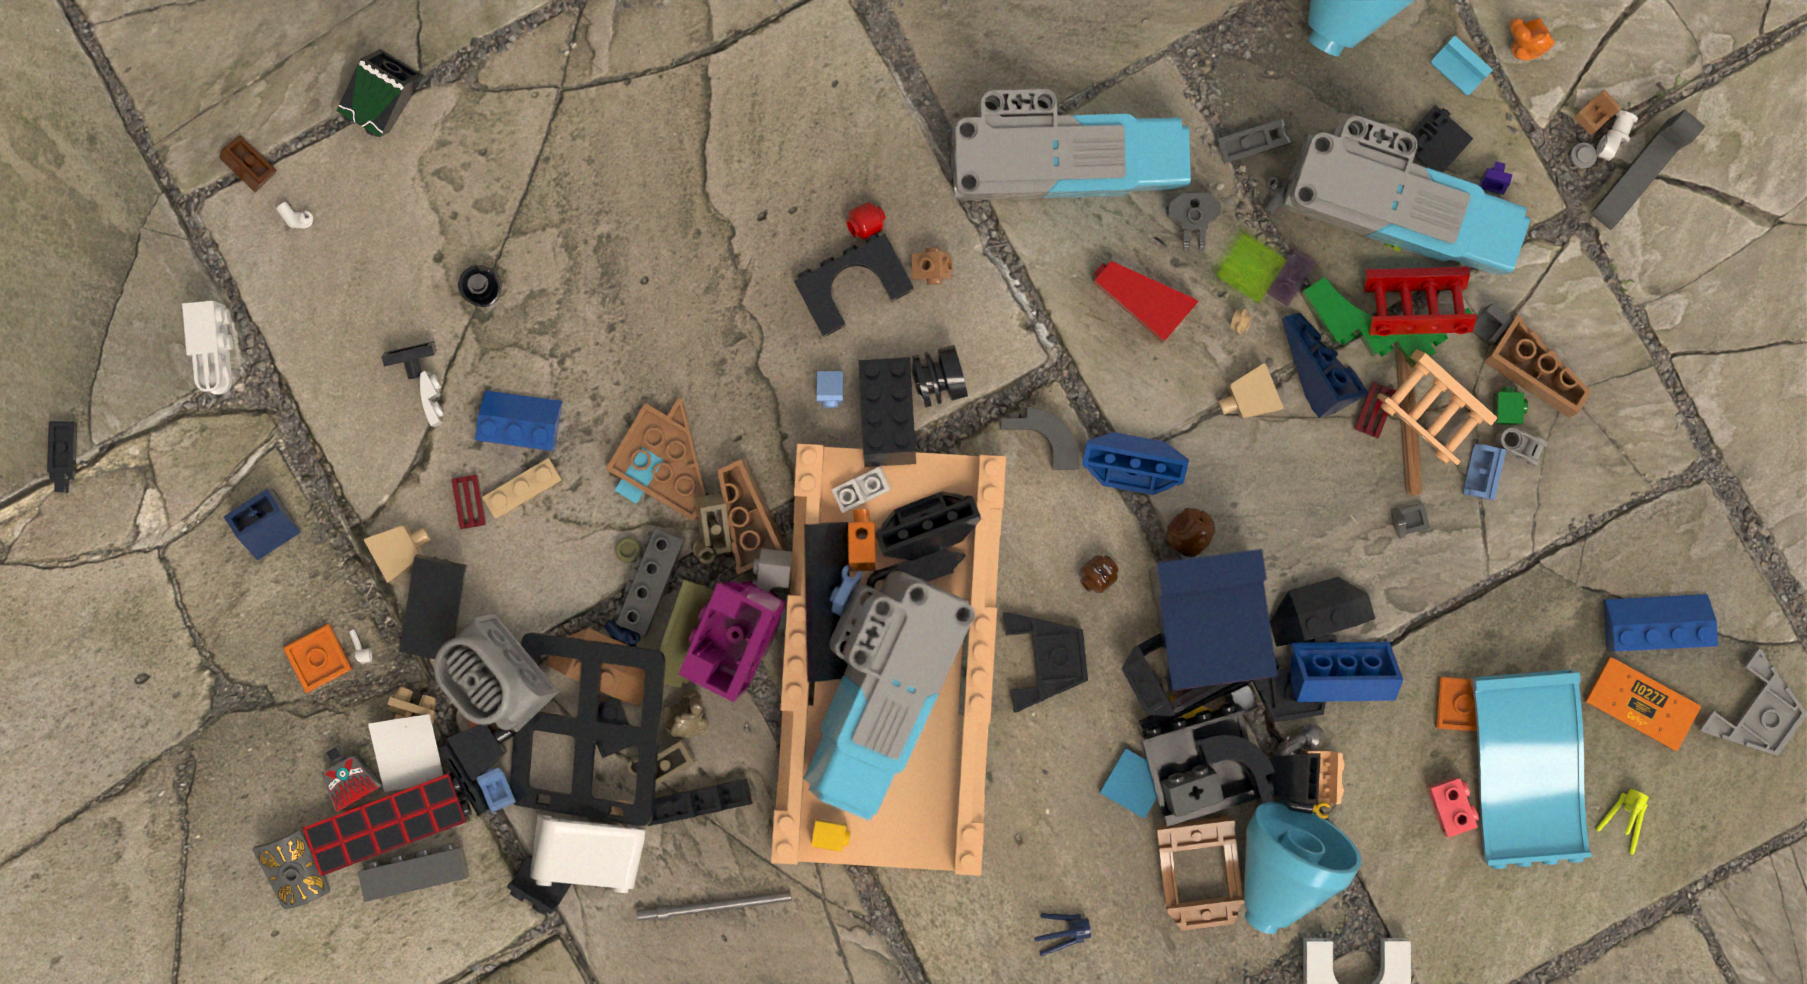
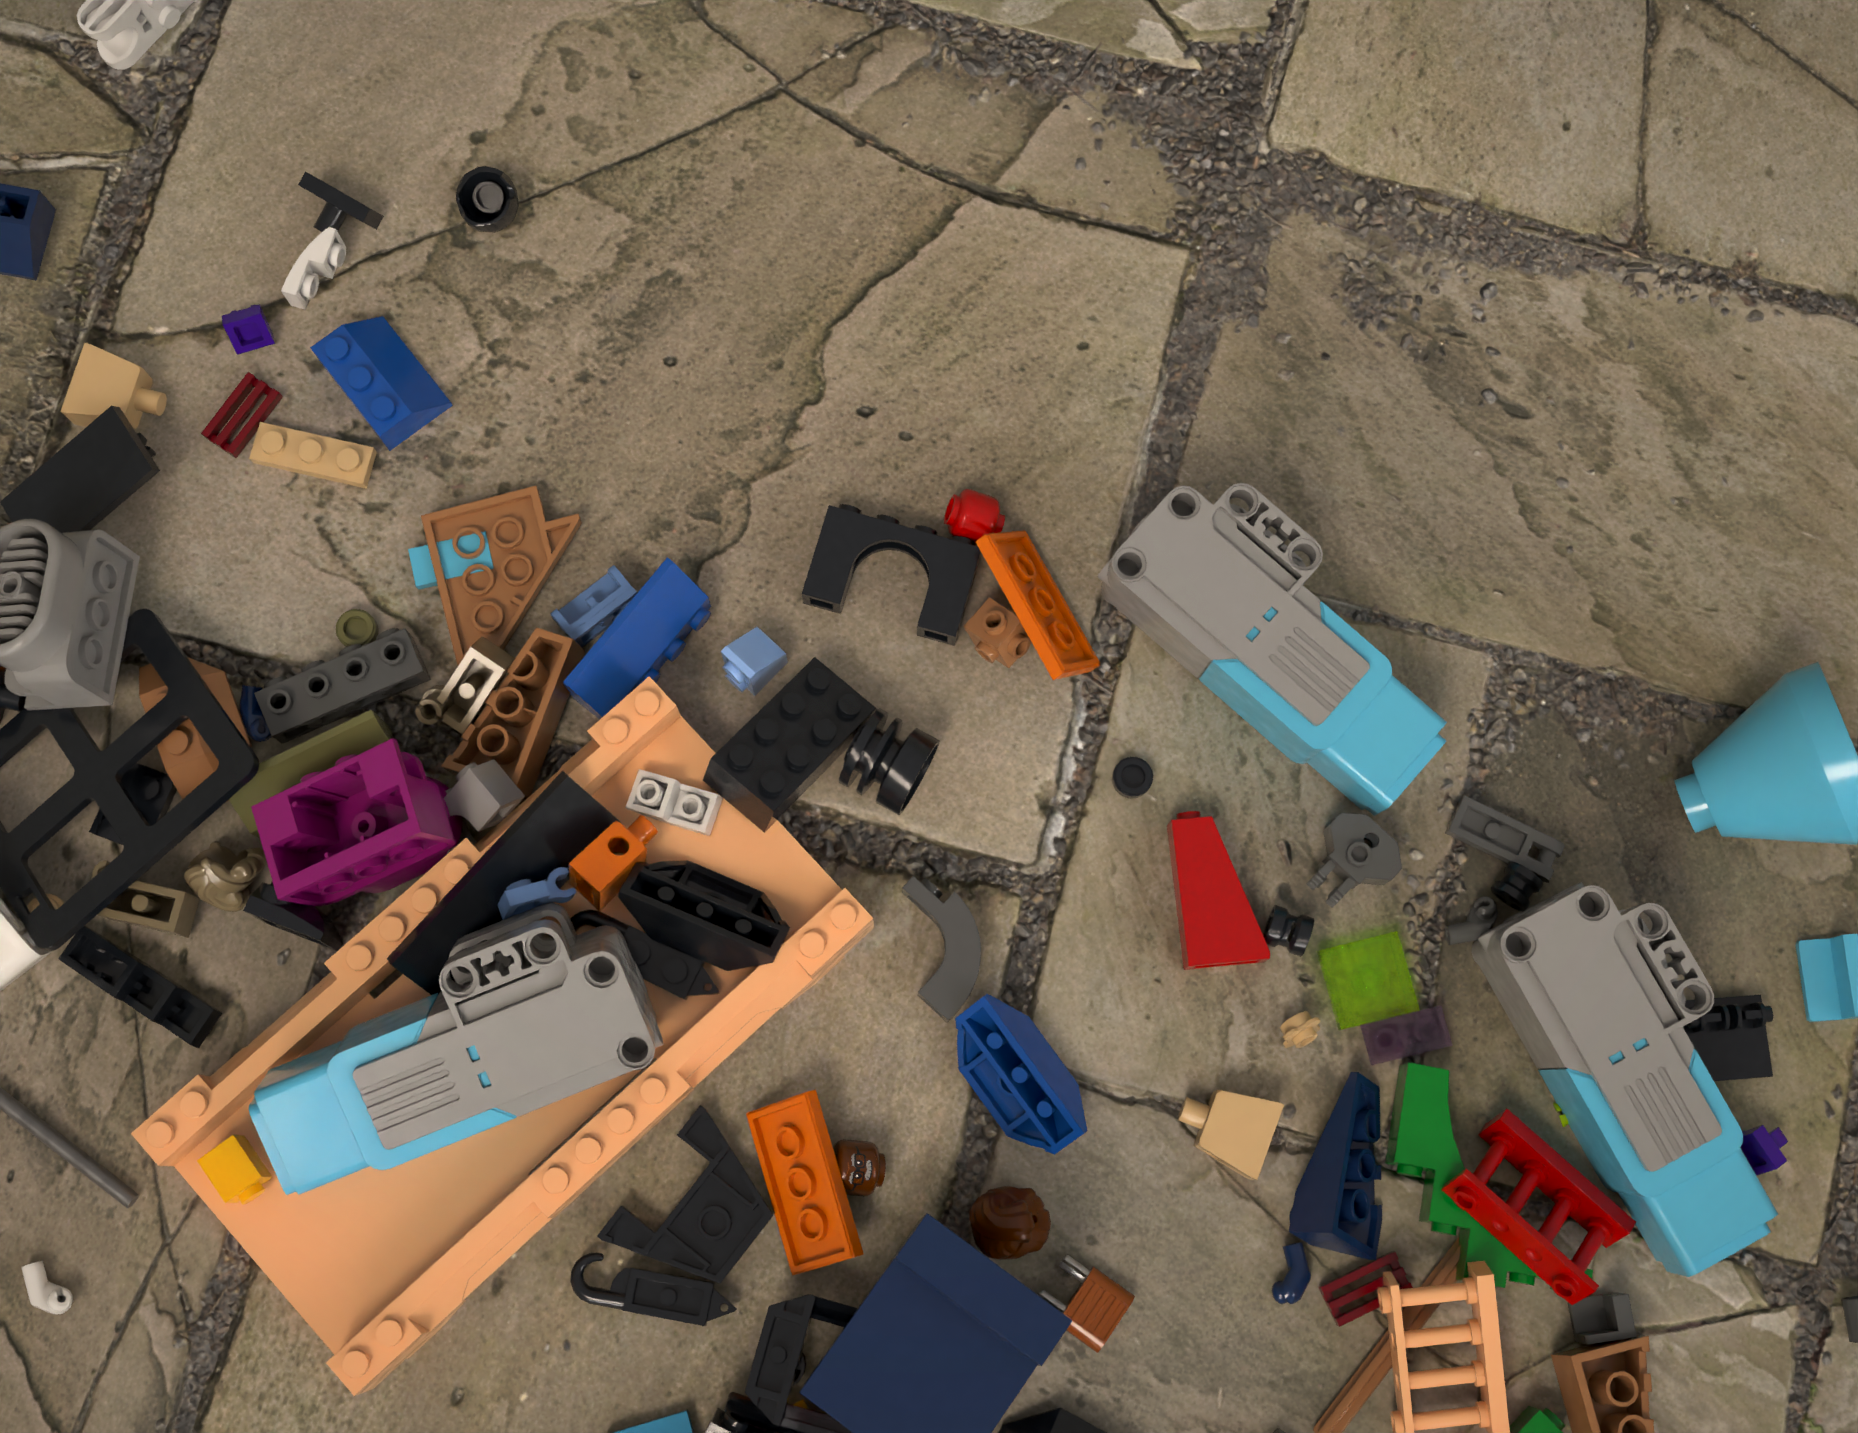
camera: 40 degrees right, 10 degrees down
(430, 458) = (248, 329): none -> dark purple tile
(726, 709) = (293, 917): none -> black slope
(729, 432) = (595, 607): none -> medium blue hinge
(770, 431) = (640, 640): none -> blue slope
(793, 970) = (43, 1293): none -> white arm
(937, 235) = (1038, 604): none -> orange tile
(1056, 275) = (1132, 777): none -> black tile
(1062, 713) = (652, 1294): none -> black plate
(1083, 601) = (804, 1183): none -> orange tile
(1189, 282) = (1279, 927): none -> black wheel
(1262, 532) = (1094, 1306): none -> dark orange piece
(1279, 159) = (1517, 886): none -> black wheel
(1340, 434) = (1297, 1277): none -> dark blue arm

